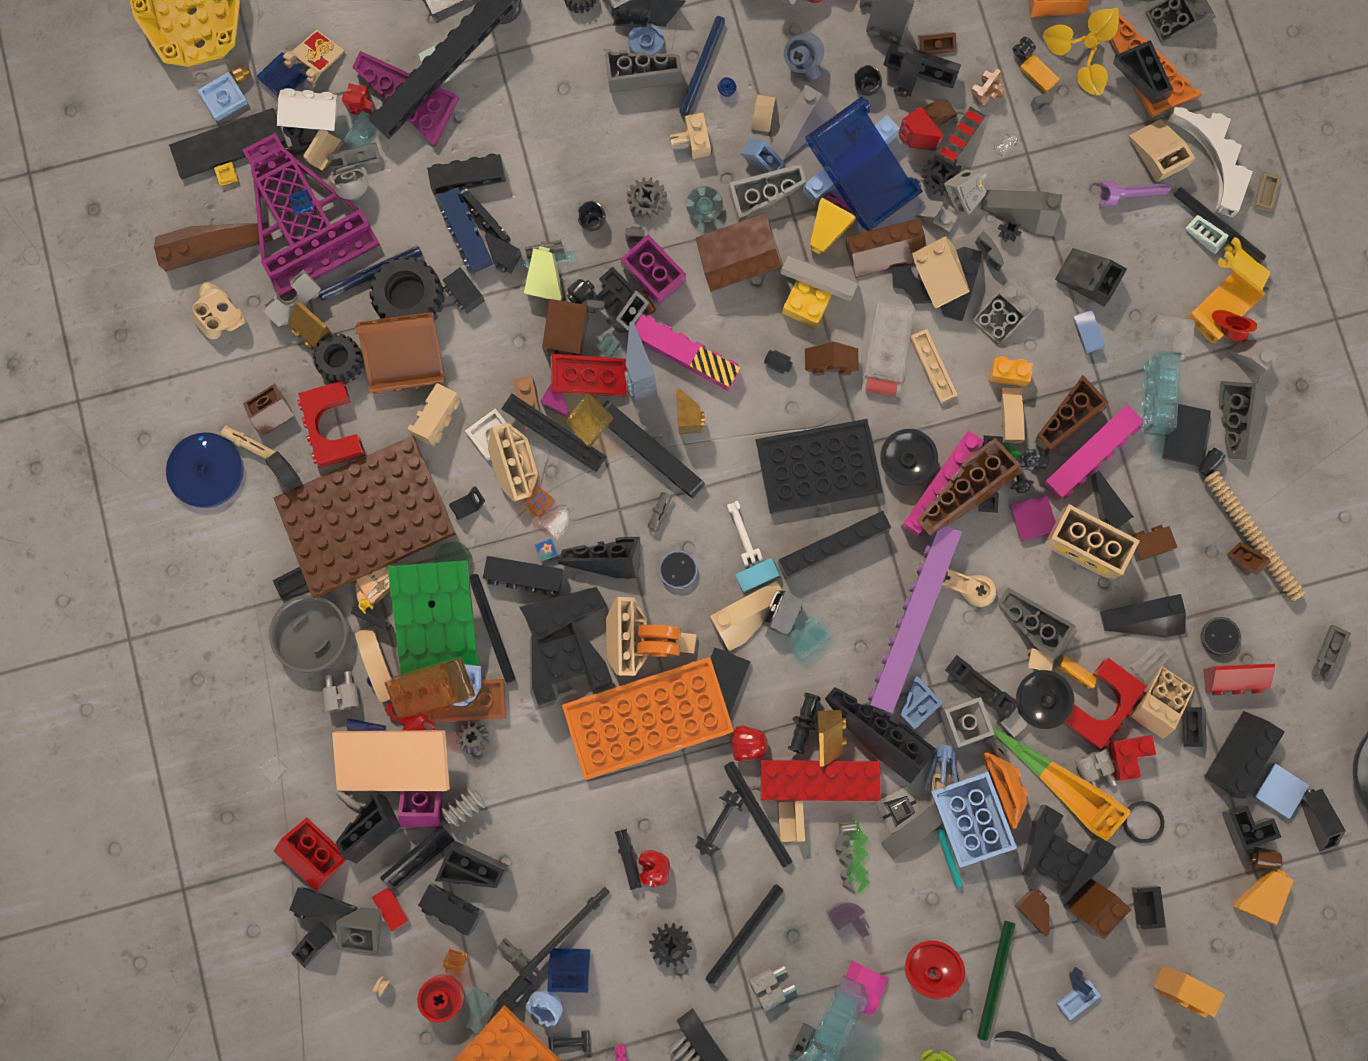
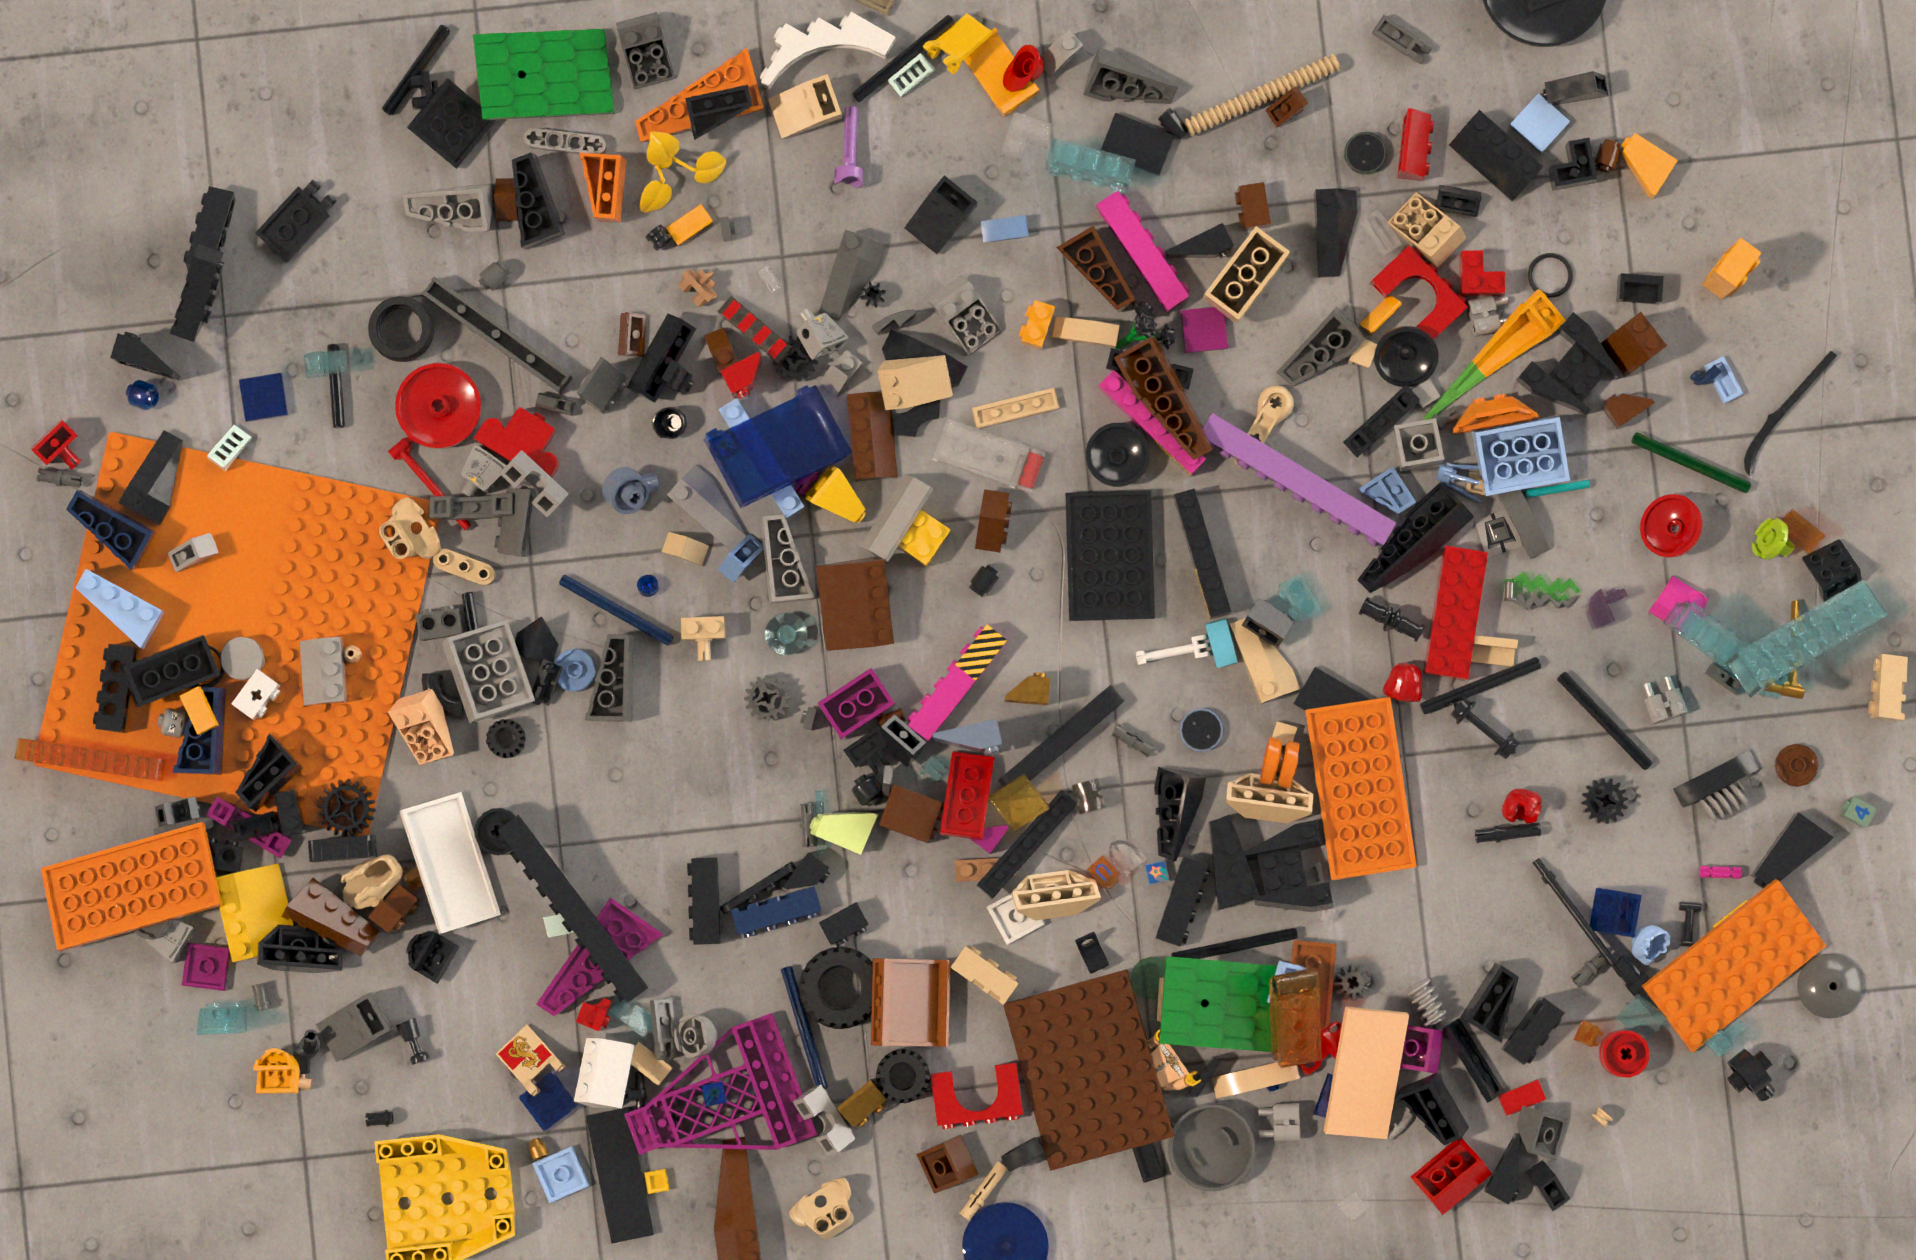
camera: 85 degrees left, 5 degrees up
(591, 216) = (780, 765): black hair -> none
(604, 479) = (1088, 796): none -> clear smoke wheel
(830, 735) = (1410, 593): pearl gold slope -> none

